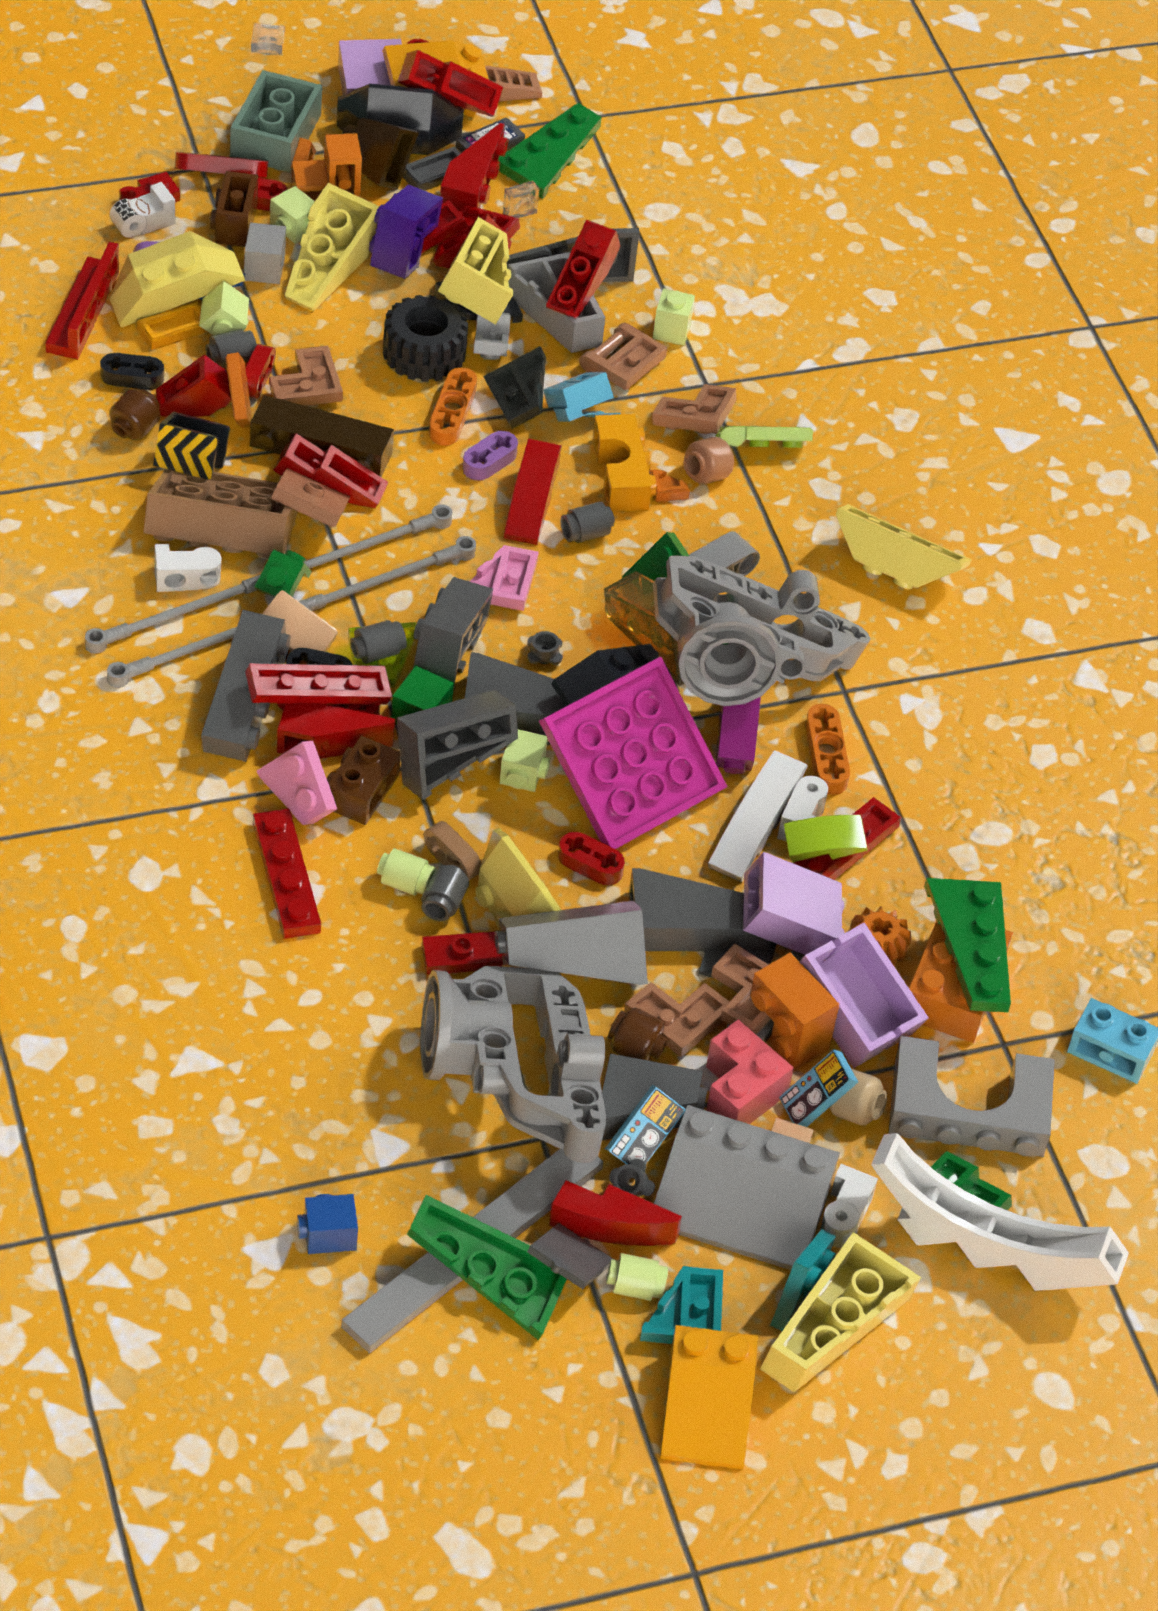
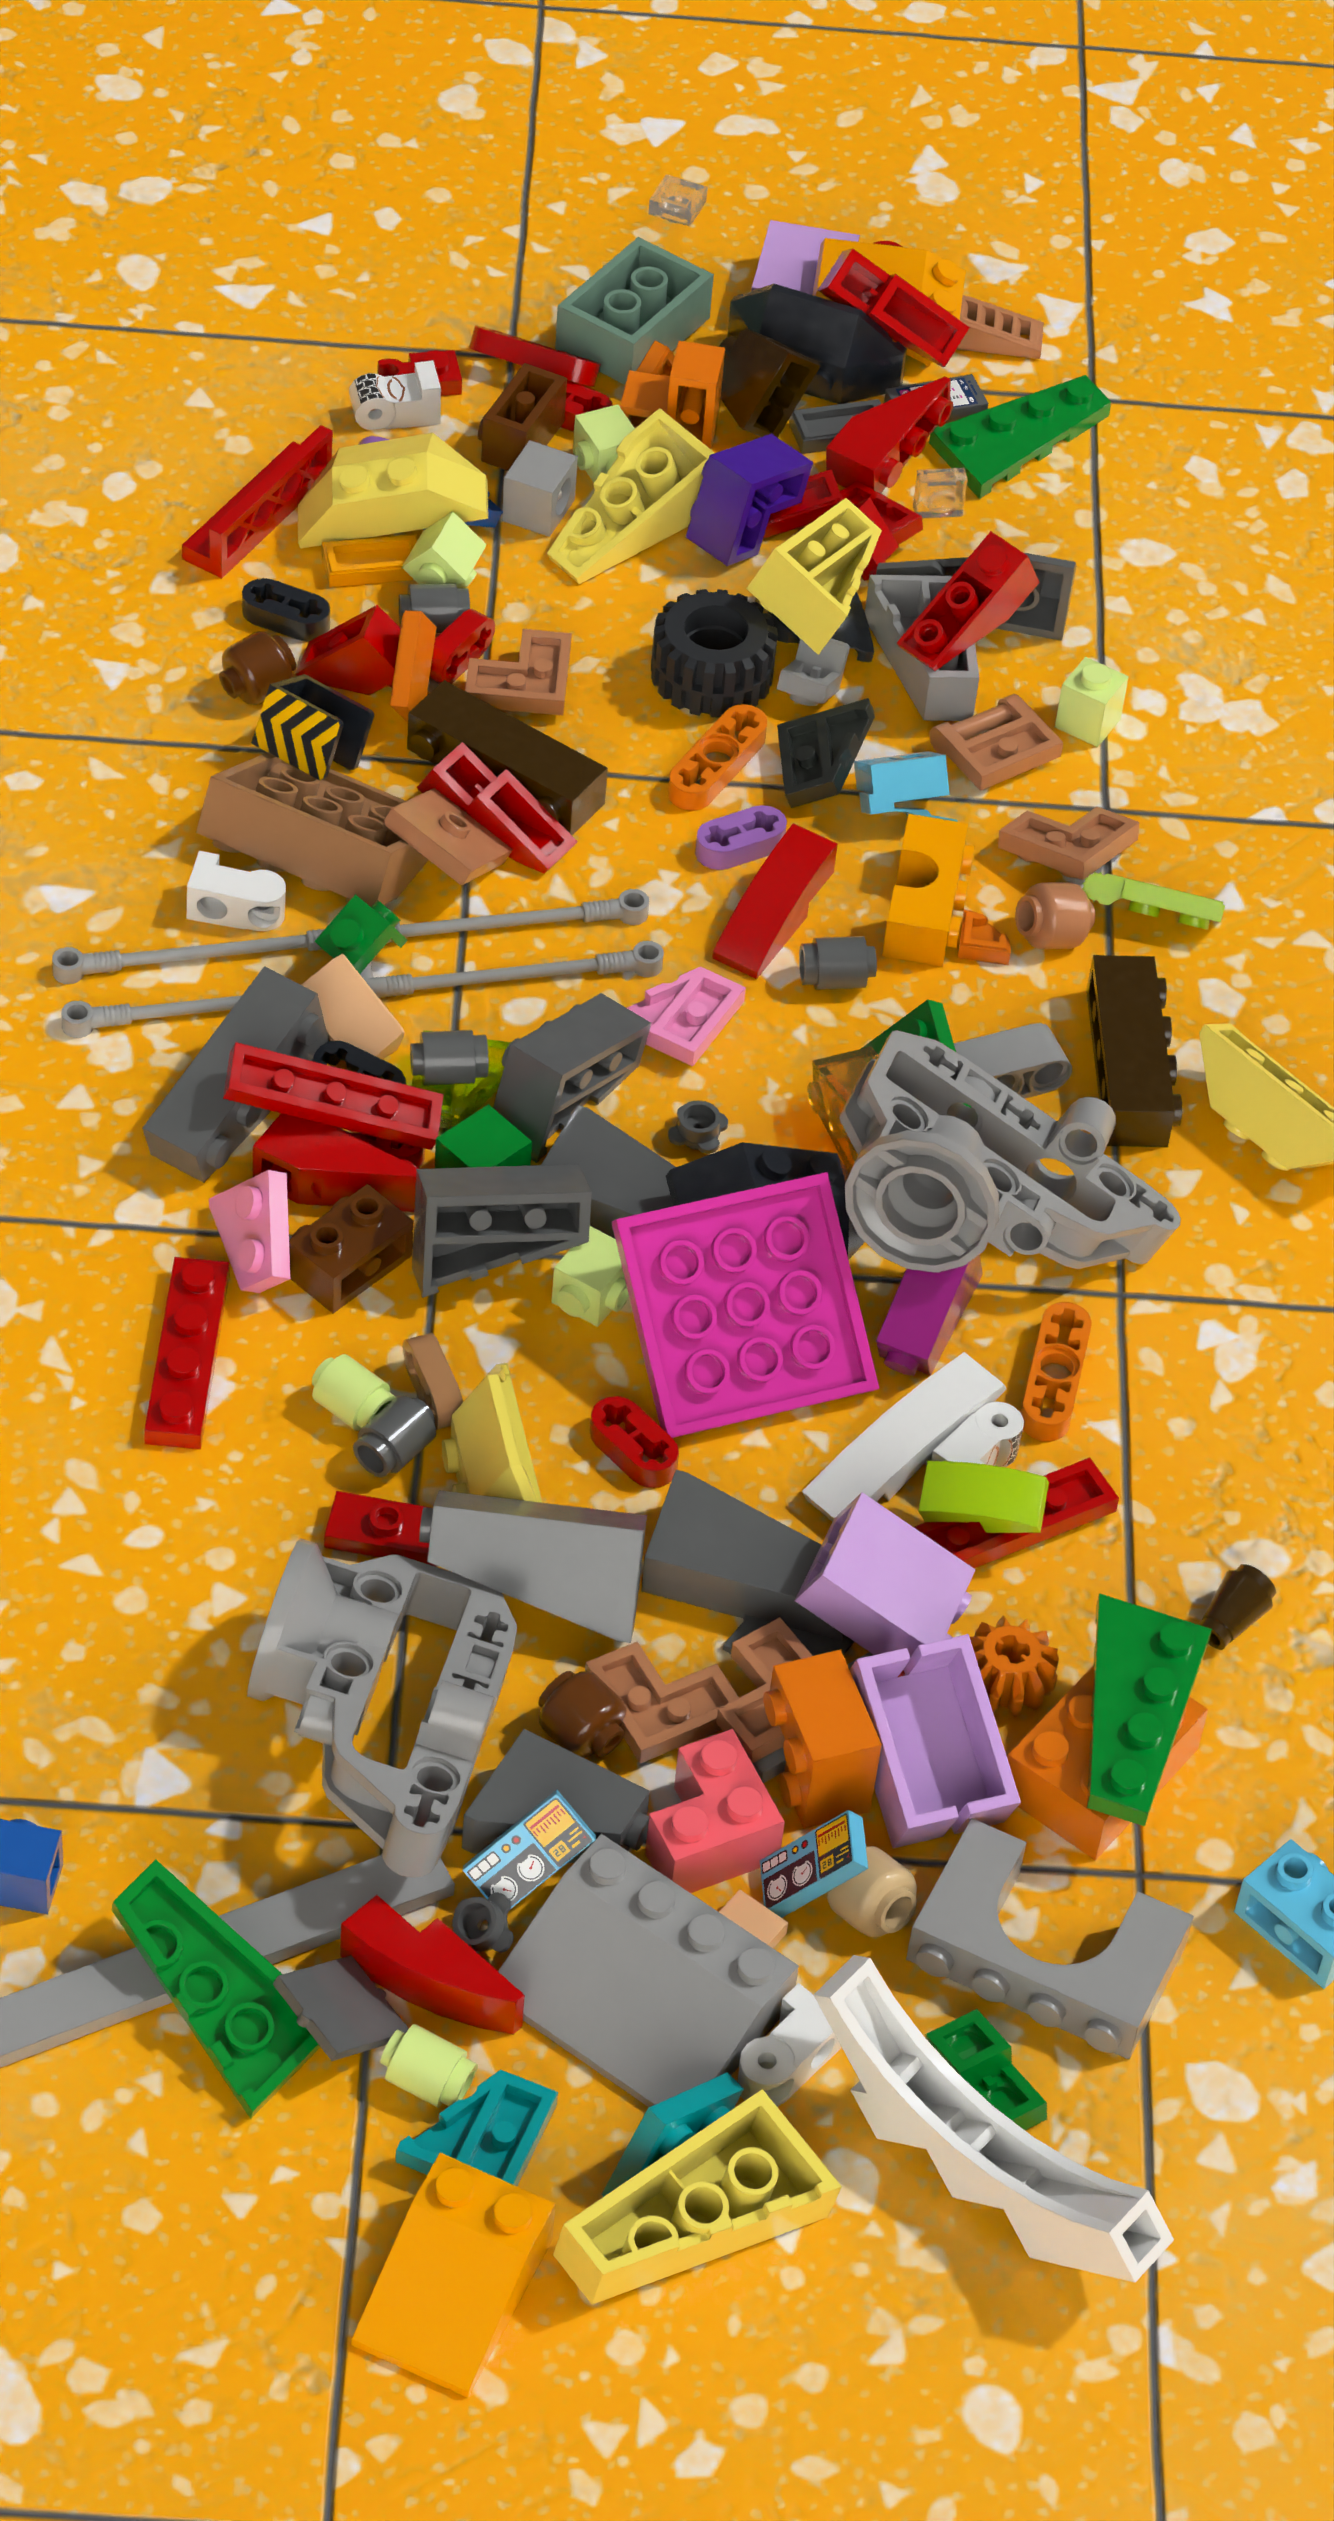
camera: 20 degrees right, 0 degrees up
(789, 530) = (1131, 1049): none -> dark brown brick
(997, 860) = (1238, 1604): none -> dark brown cone

